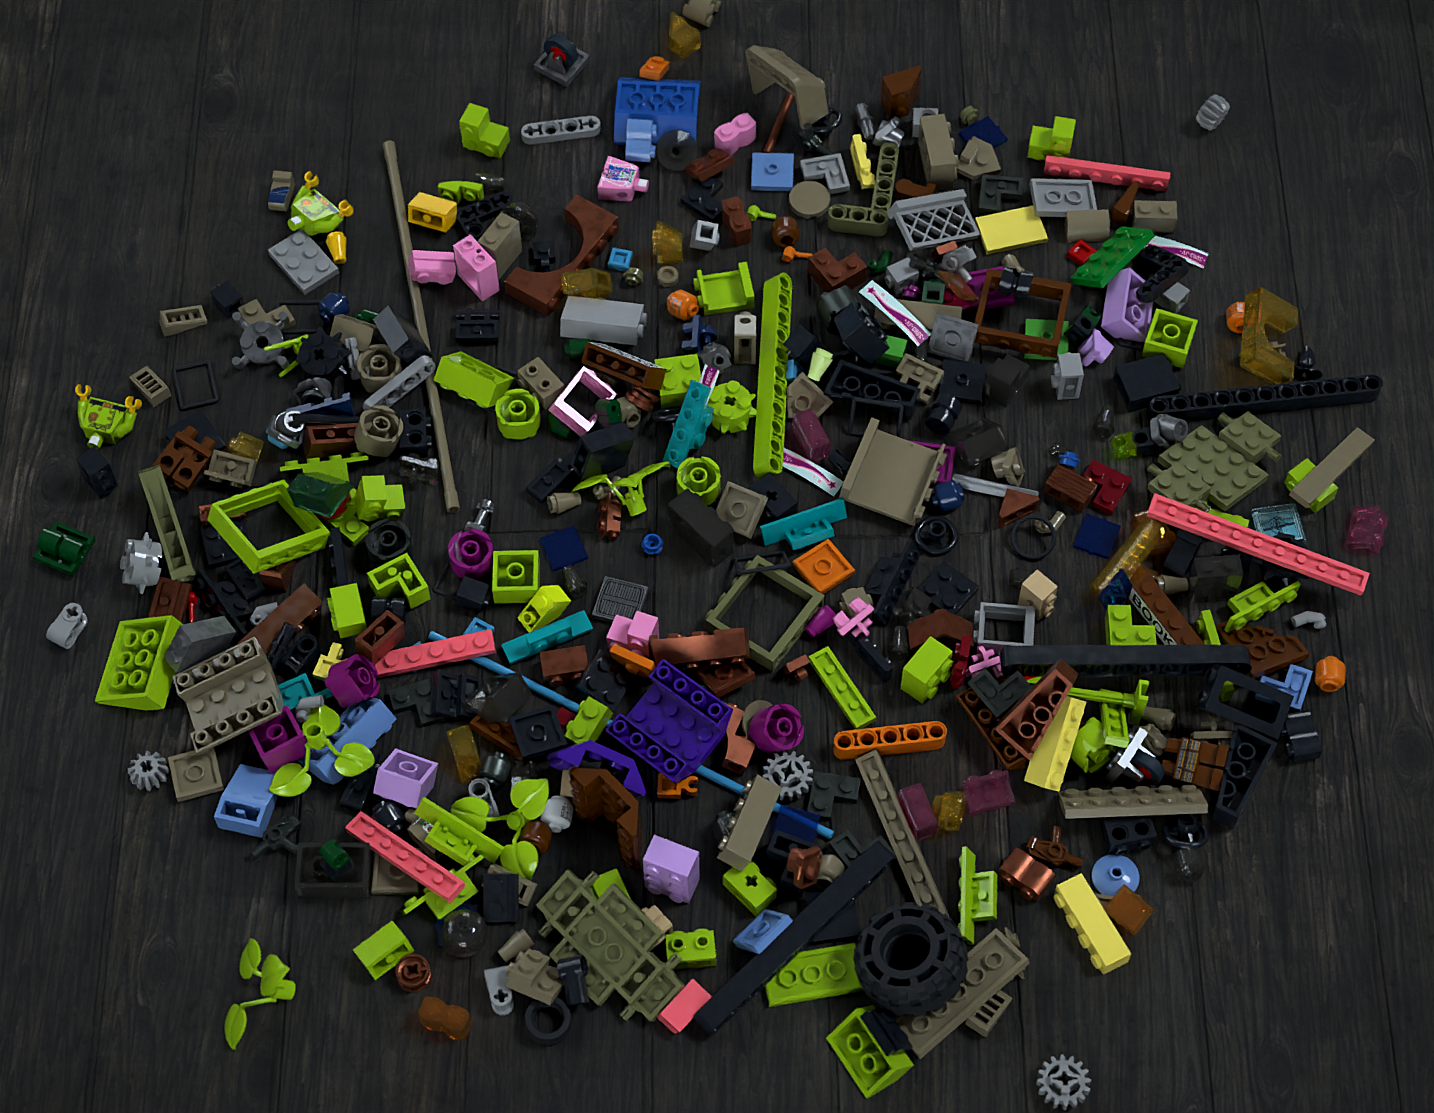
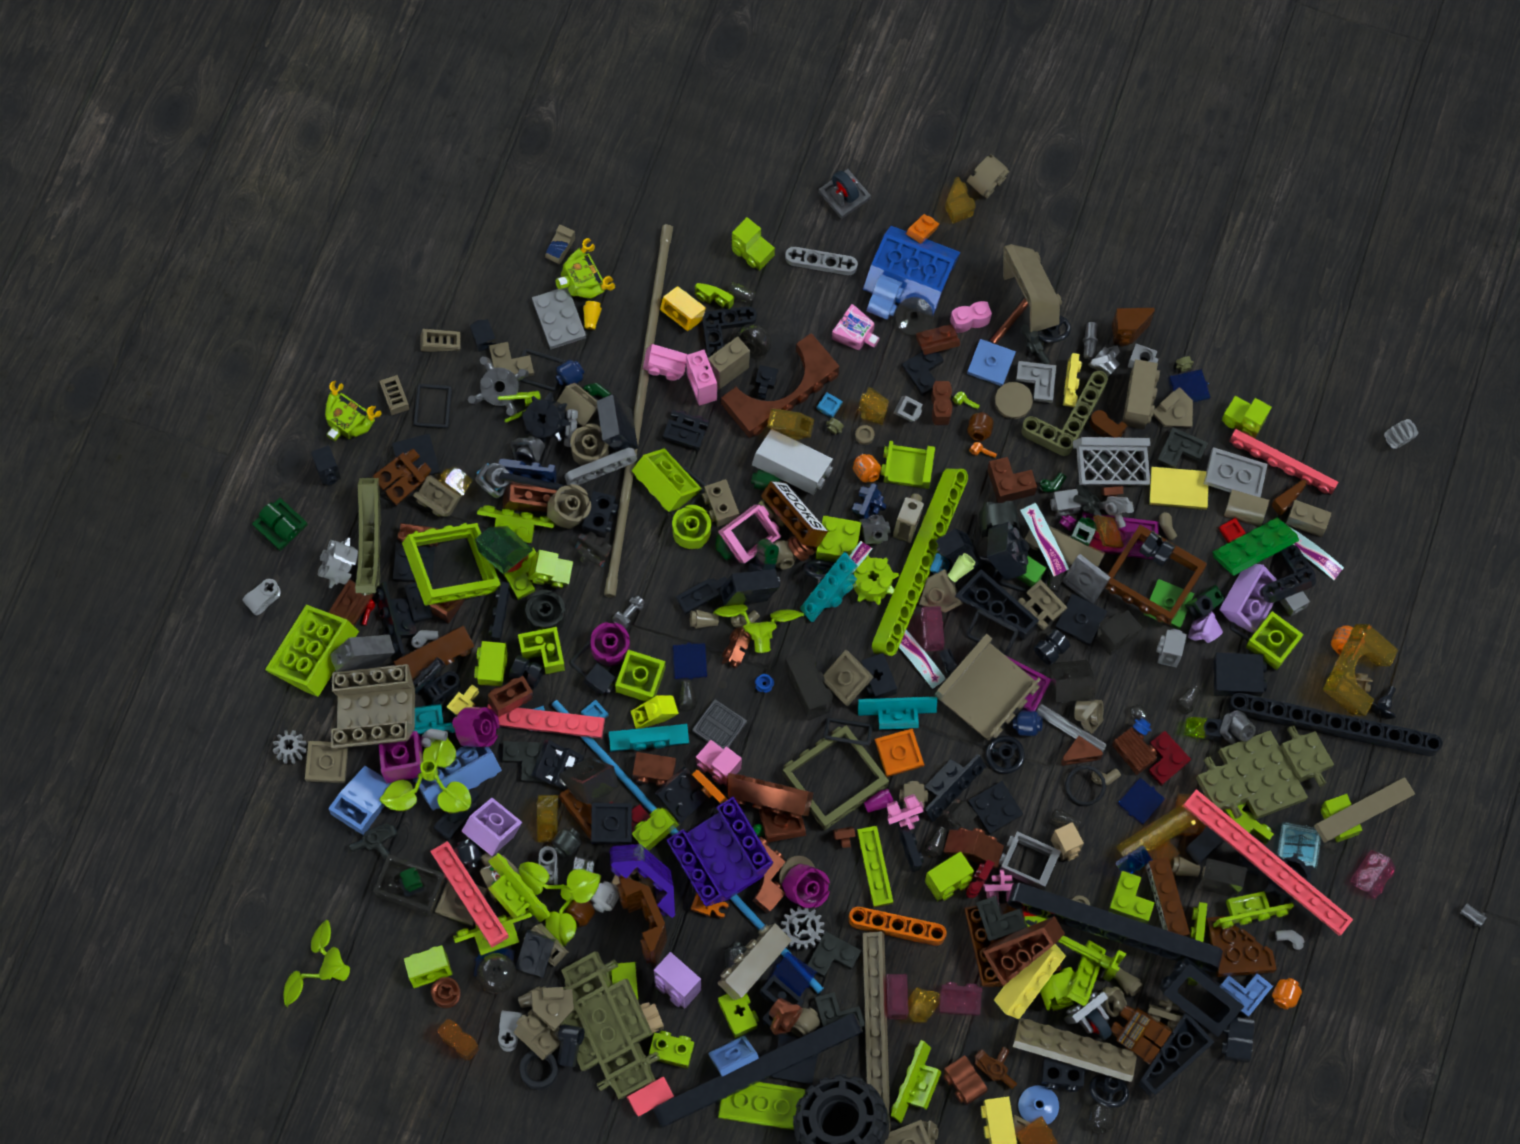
camera: 15 degrees right, 10 degrees up
(540, 941) = (552, 1005): none -> dark tan plate
(700, 477) = (826, 631): lime brick -> none

